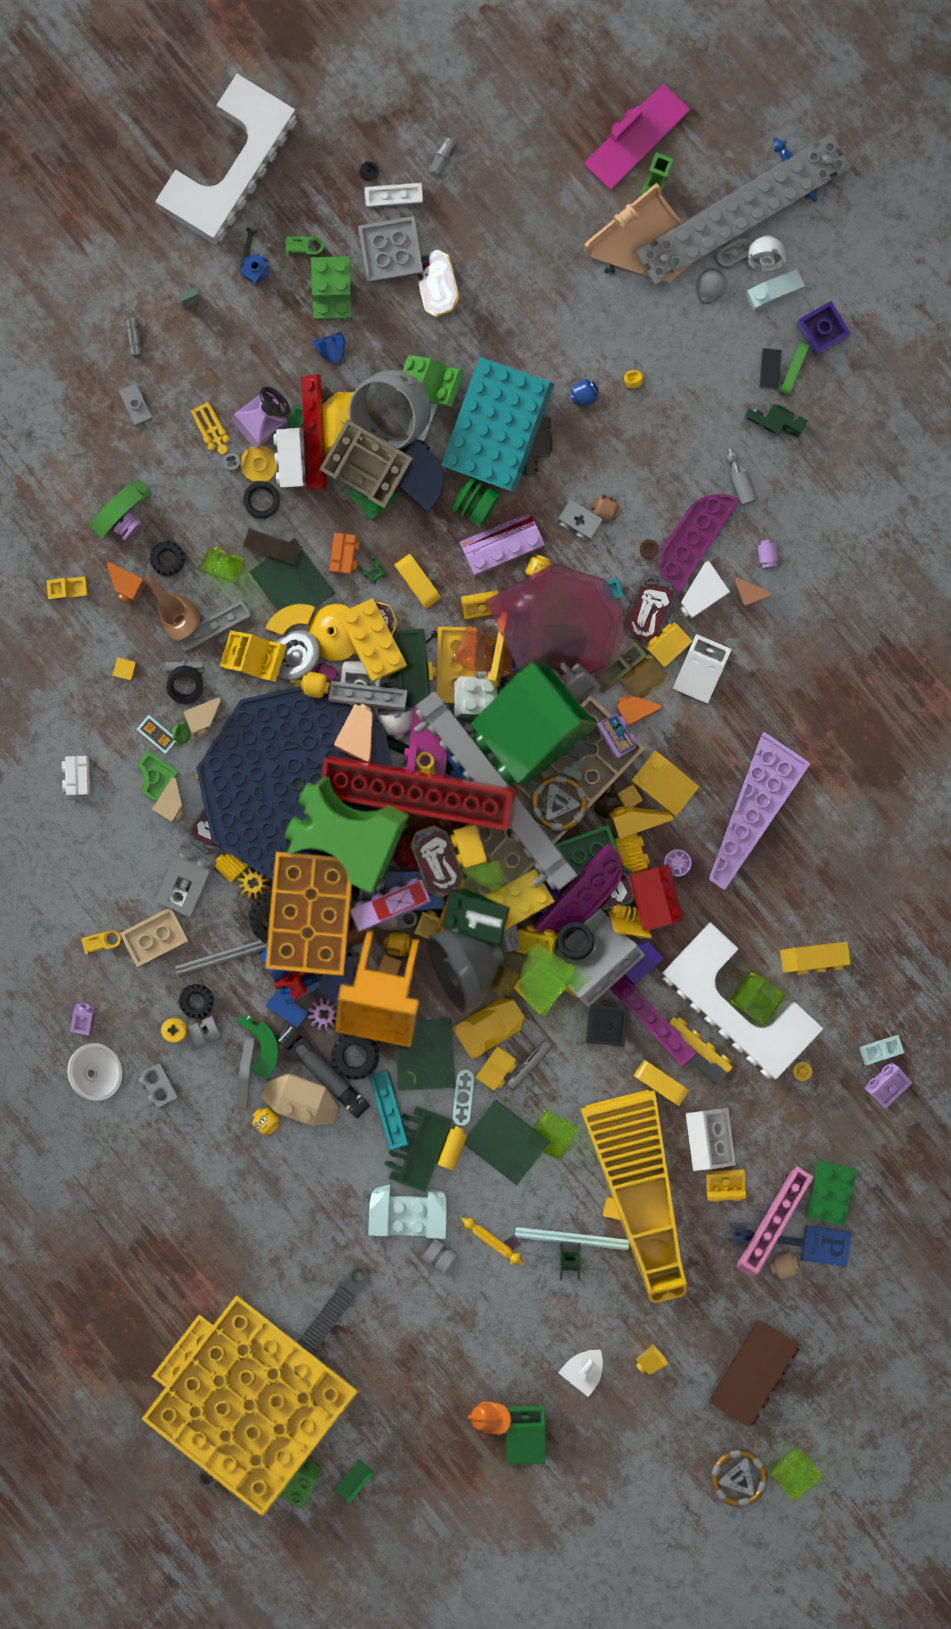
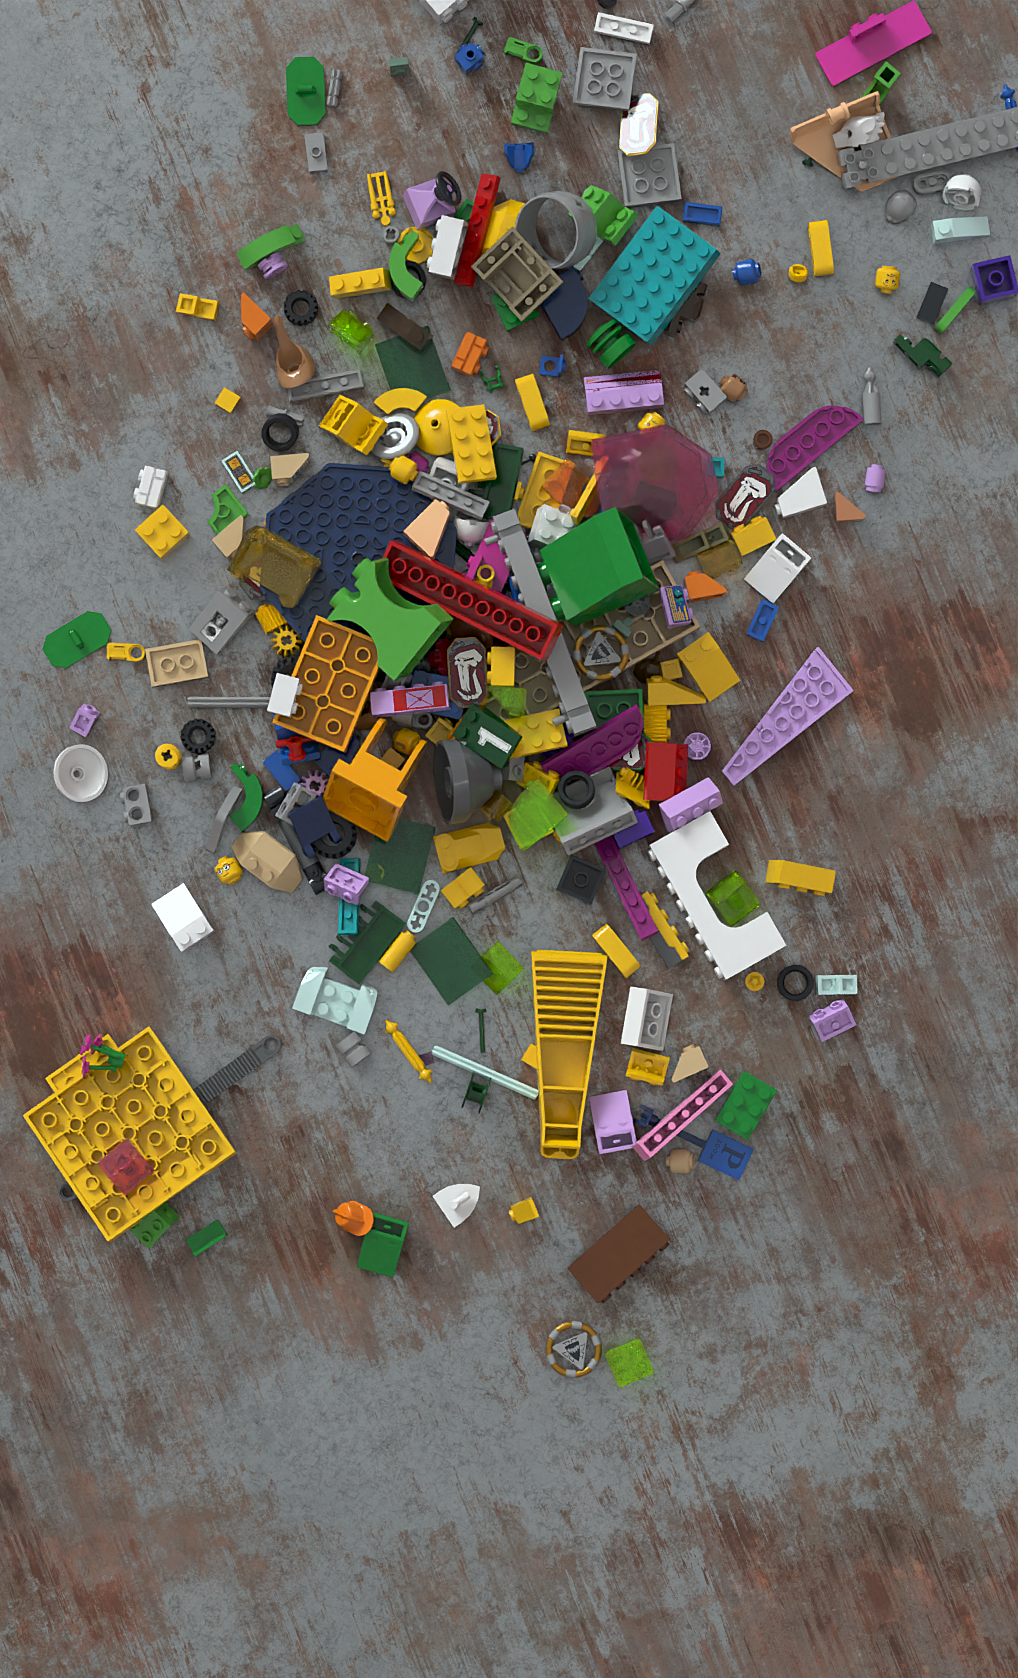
camera: 25 degrees right, 0 degrees up
(50, 944) = (76, 639): none -> green shield
(101, 815) = (162, 532): none -> yellow brick
(106, 348) = (305, 90): none -> green shield
(214, 1337) = (115, 1058): none -> plant
(217, 517) = (360, 283): none -> yellow brick
(220, 814) = (274, 564): none -> clear yellow windscreen
(236, 1180) = (183, 918): none -> white slope
(257, 1438) = (126, 1166): none -> clear pink slope
(258, 503) = (401, 278): none -> bright green arch
(269, 939) = (284, 695): none -> white brick
(311, 1039) = (295, 799): none -> light grey brick
(333, 1051) = (312, 823): none -> dark blue flag
(382, 1099) = (345, 883): none -> lavender bracket
(431, 535) = (560, 366): none -> blue bracket
(463, 330) = (650, 176): none -> light grey plate
(524, 350) = (702, 214): none -> blue tile
(555, 1197) = (481, 1028): none -> dark green piece
(647, 348) = (820, 248): none -> yellow beam
(655, 224) = (863, 129): none -> white piece
(689, 921) = (690, 804): none -> lavender slope
(702, 723) = (762, 620): none -> blue plate
(709, 1248) = (612, 1121): none -> lavender slope
(720, 358) = (887, 279): none -> yellow head
(764, 1170) = (689, 1063): none -> tan slope
(856, 1060) = (796, 968): none -> black tyre

